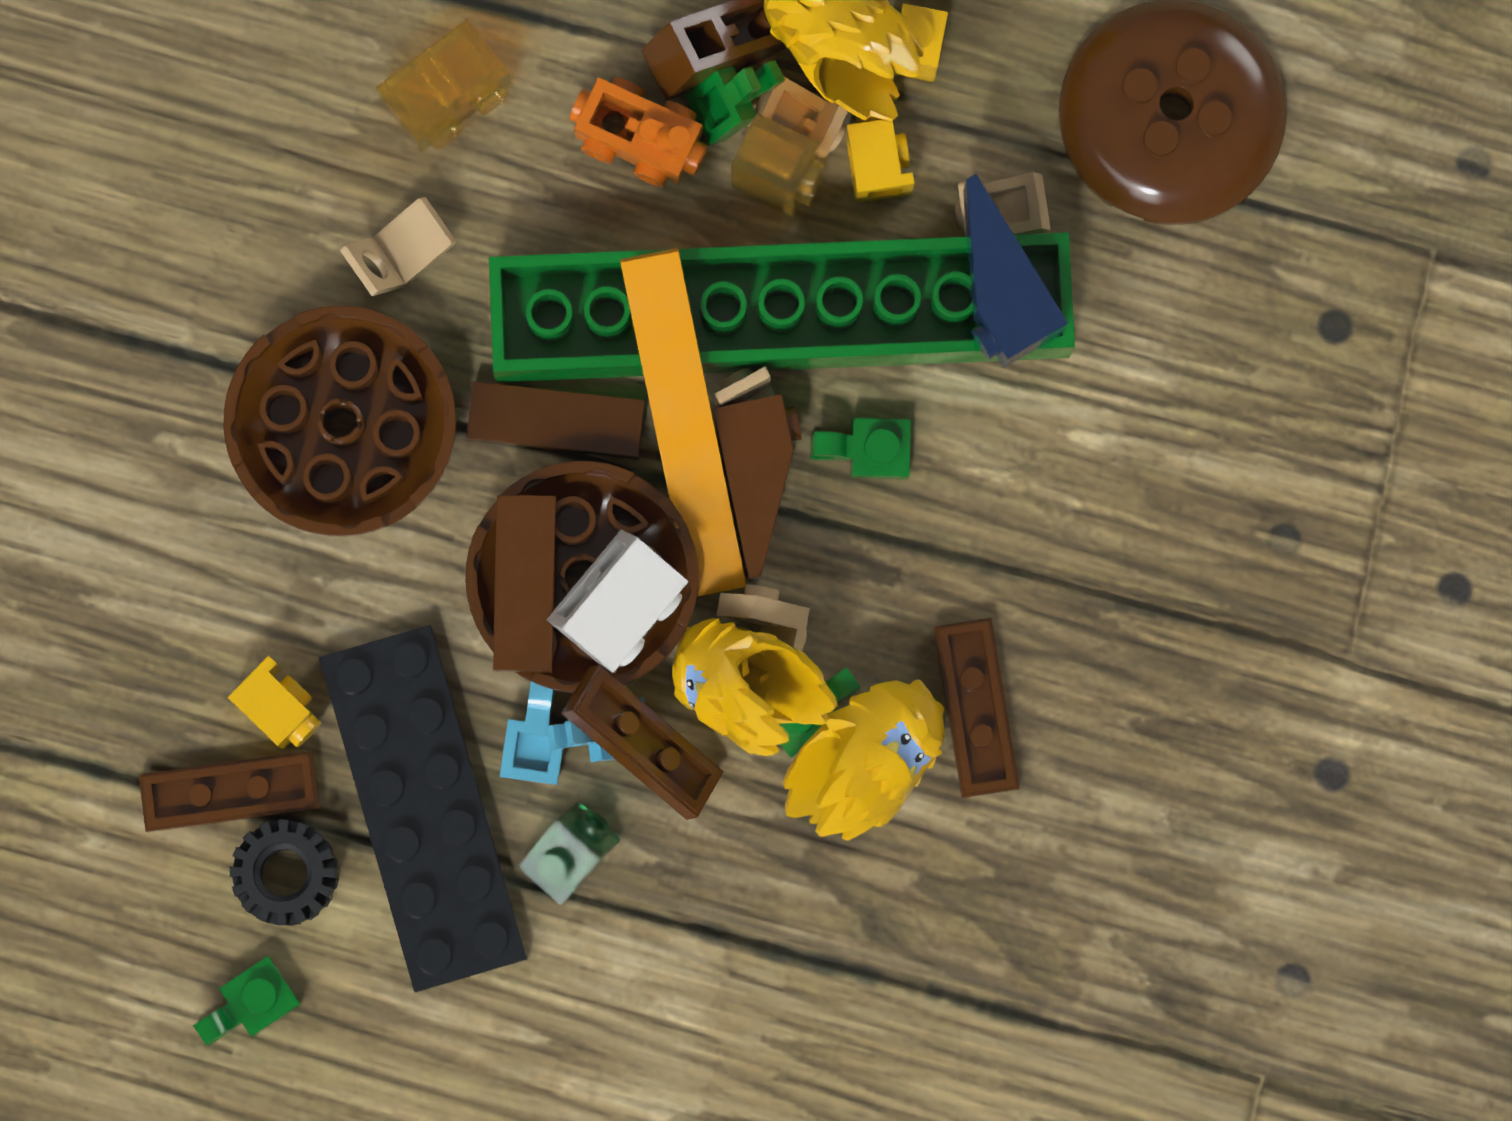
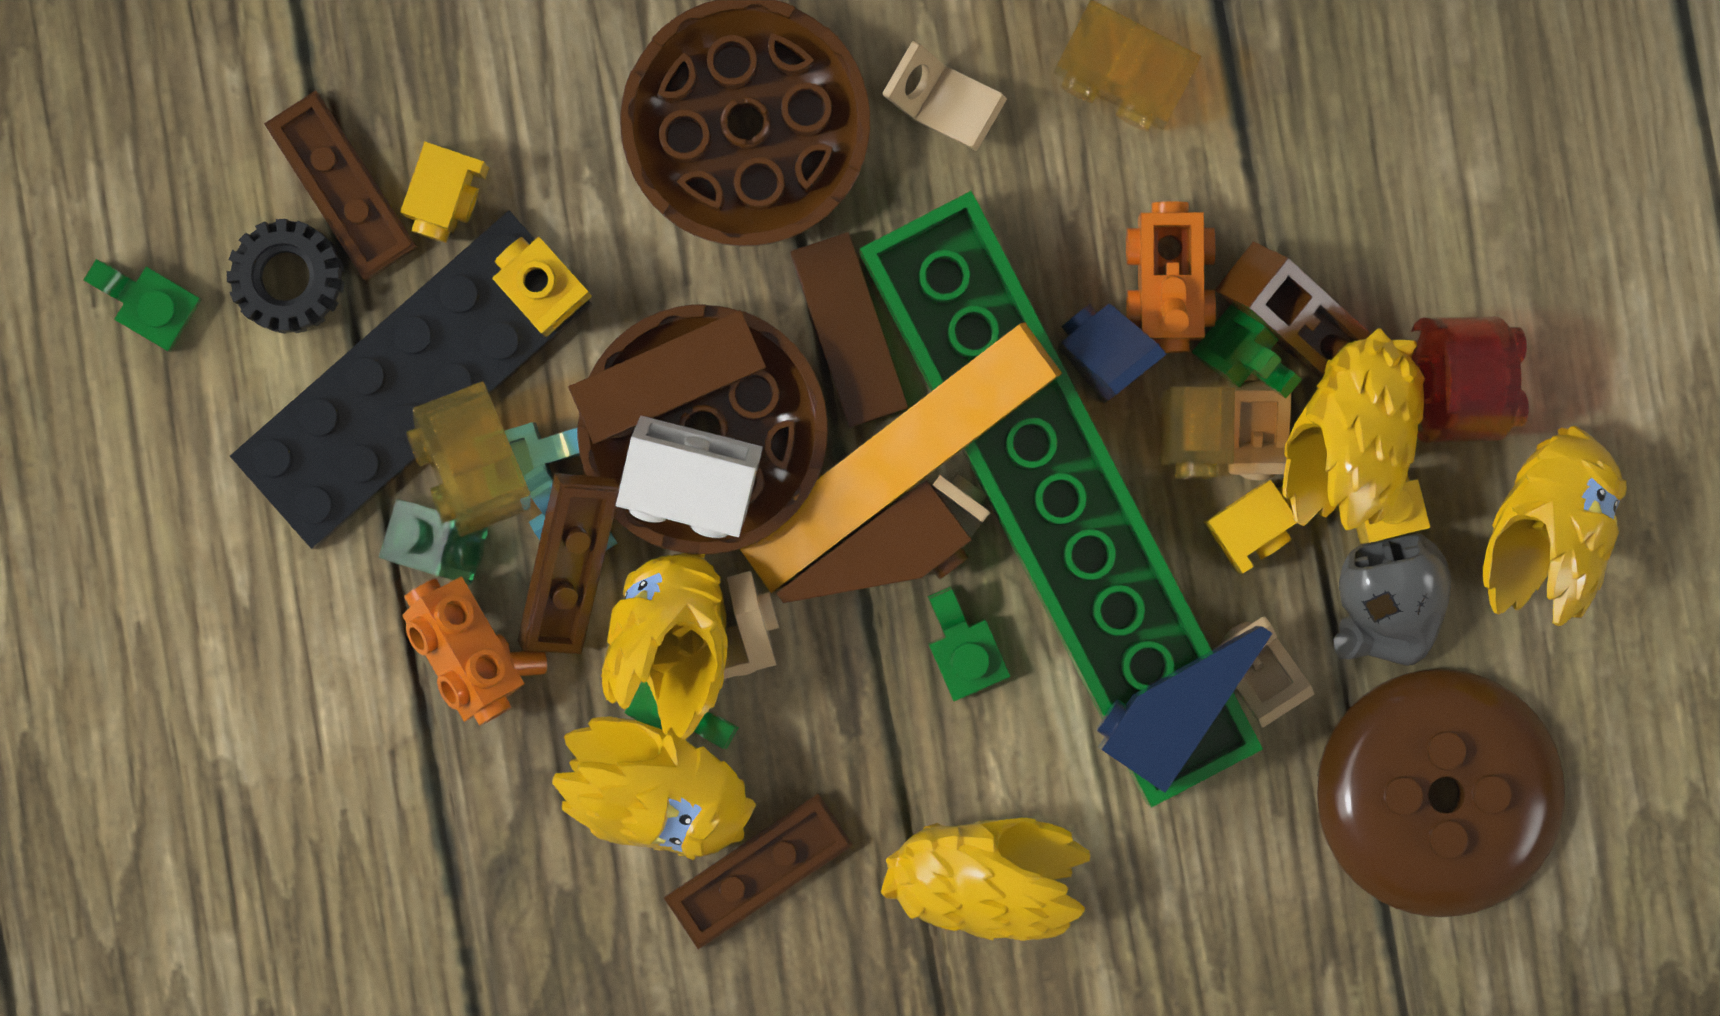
camera: 65 degrees right, 5 degrees up
(417, 658) = (556, 301): none -> yellow brick
(515, 782) = (469, 459): none -> clear yellow brick
(674, 865) = (468, 657): none -> orange brick
(677, 206) = (1108, 349): none -> dark blue slope
(993, 72) = (1393, 599): none -> dark grey piece
(1072, 512) = (988, 878): none -> yellow head

